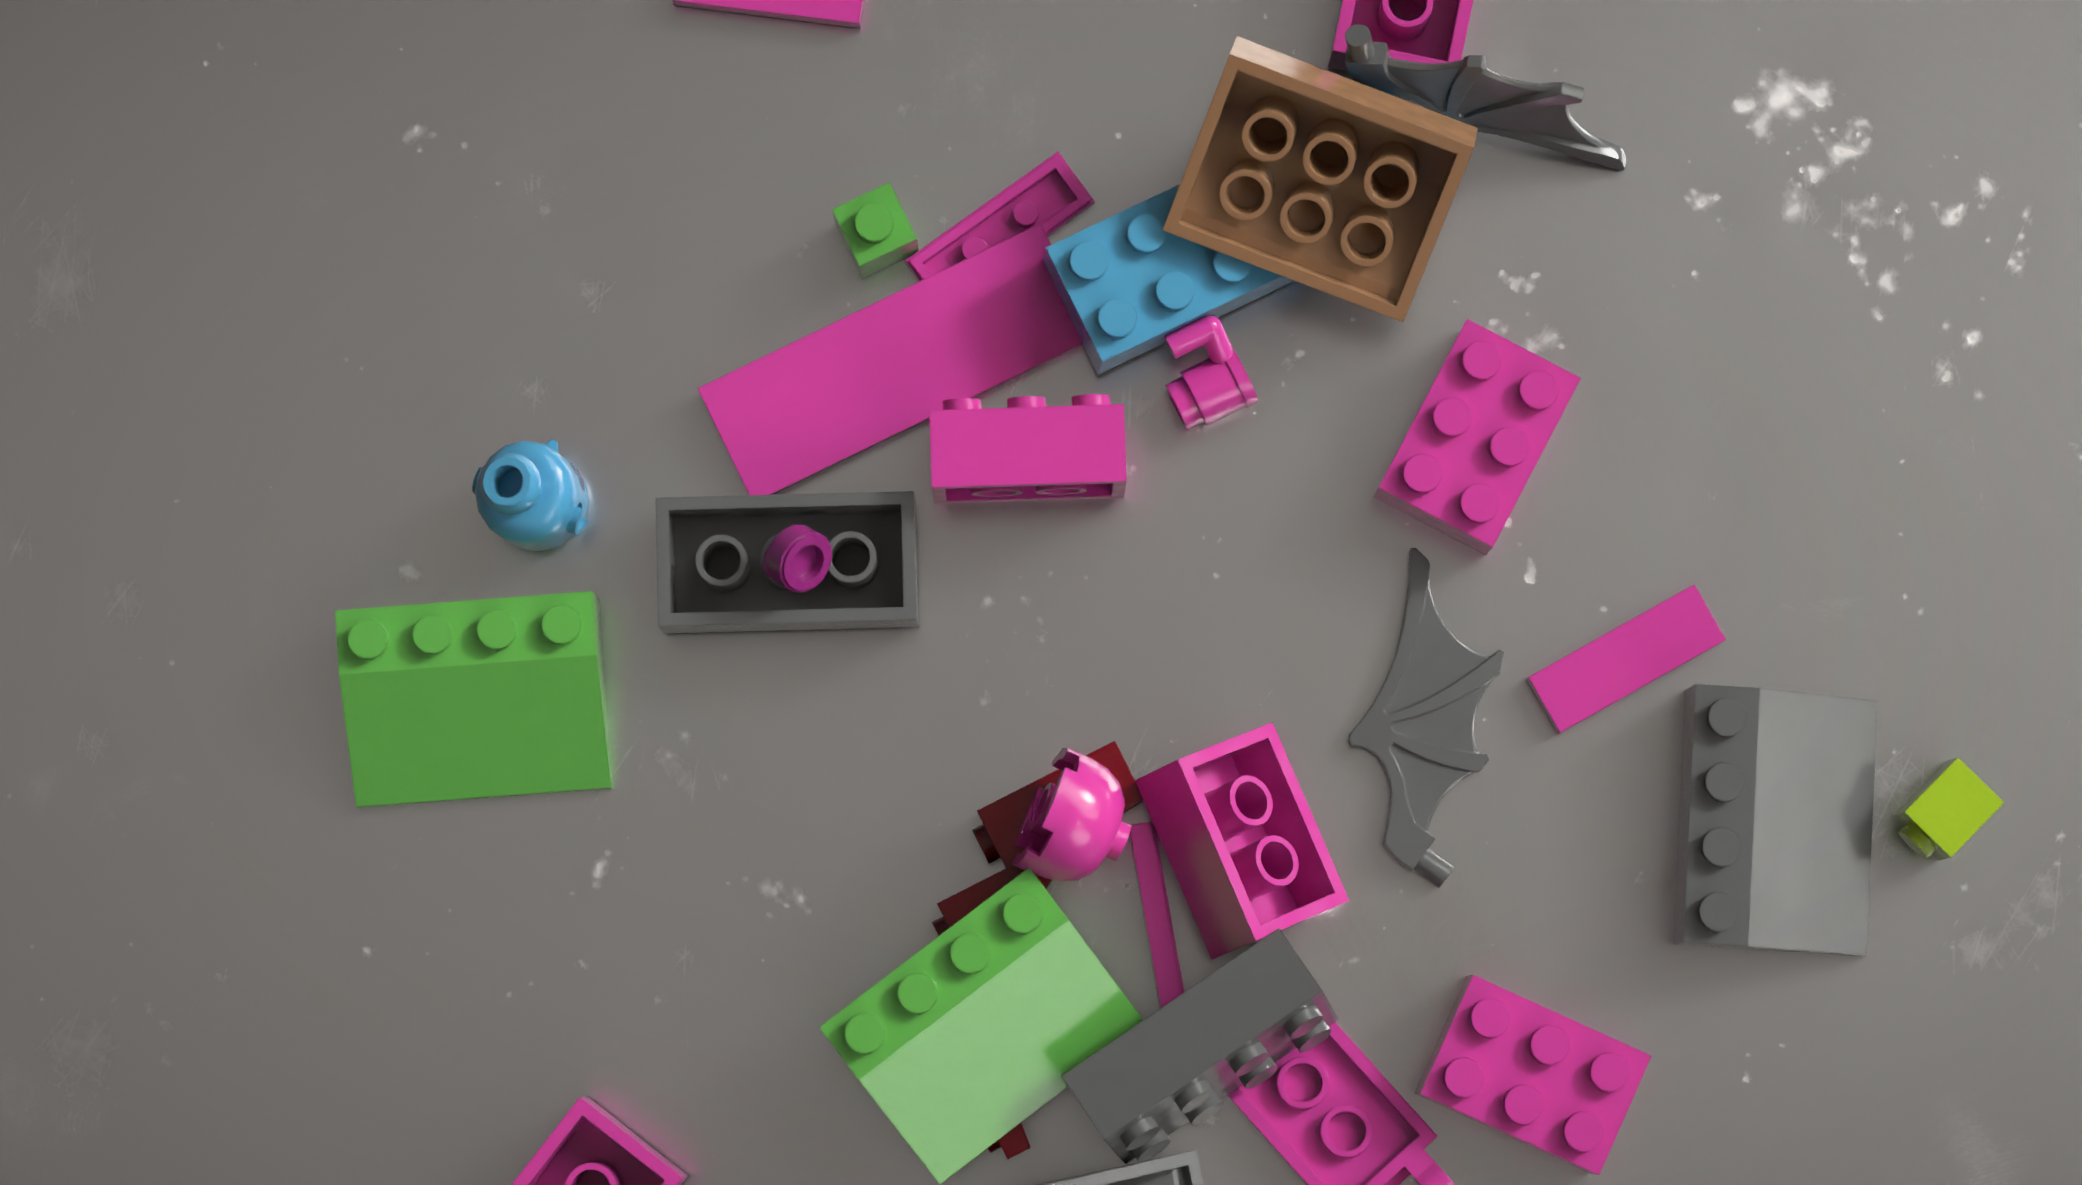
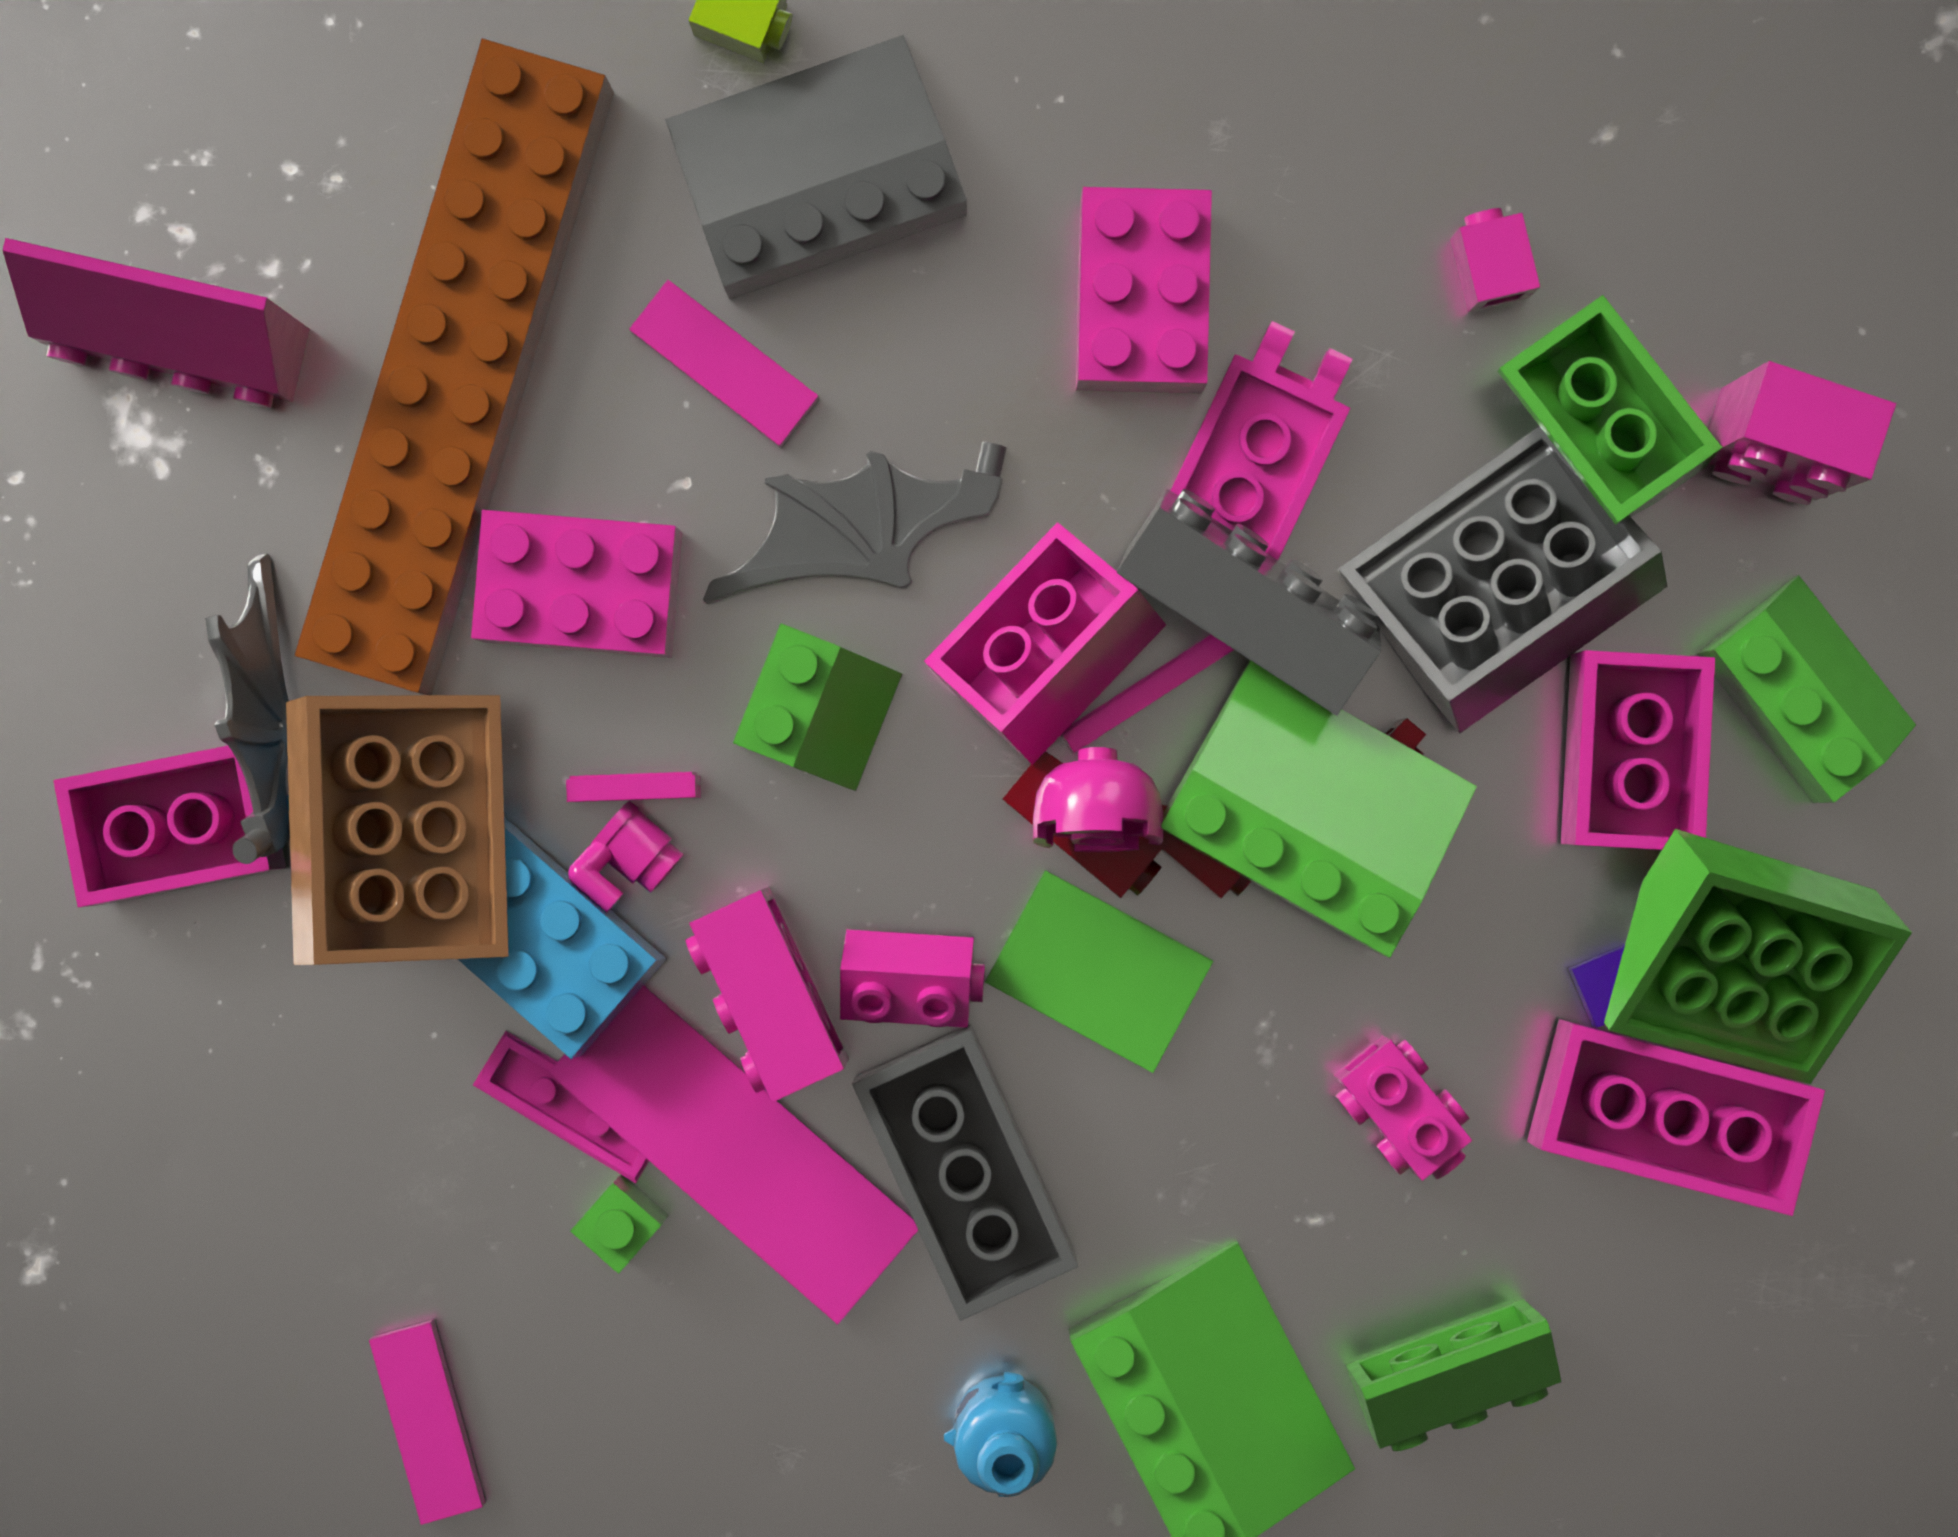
camera: 115 degrees left, 5 degrees up
(402, 931) = (1456, 1375): none -> bright green slope
(649, 997) = (1417, 1126): none -> dark pink brick
(798, 558) = (962, 1164): magenta tile -> none
(916, 765) = (1099, 971): none -> bright green tile
(985, 586) = (909, 978): none -> dark pink brick
(1268, 410) = (633, 787): none -> dark pink tile
(1270, 609) = (817, 707): none -> bright green slope
(1723, 411) = (456, 367): none -> dark orange brick
(1871, 156) = (156, 324): none -> dark pink slope

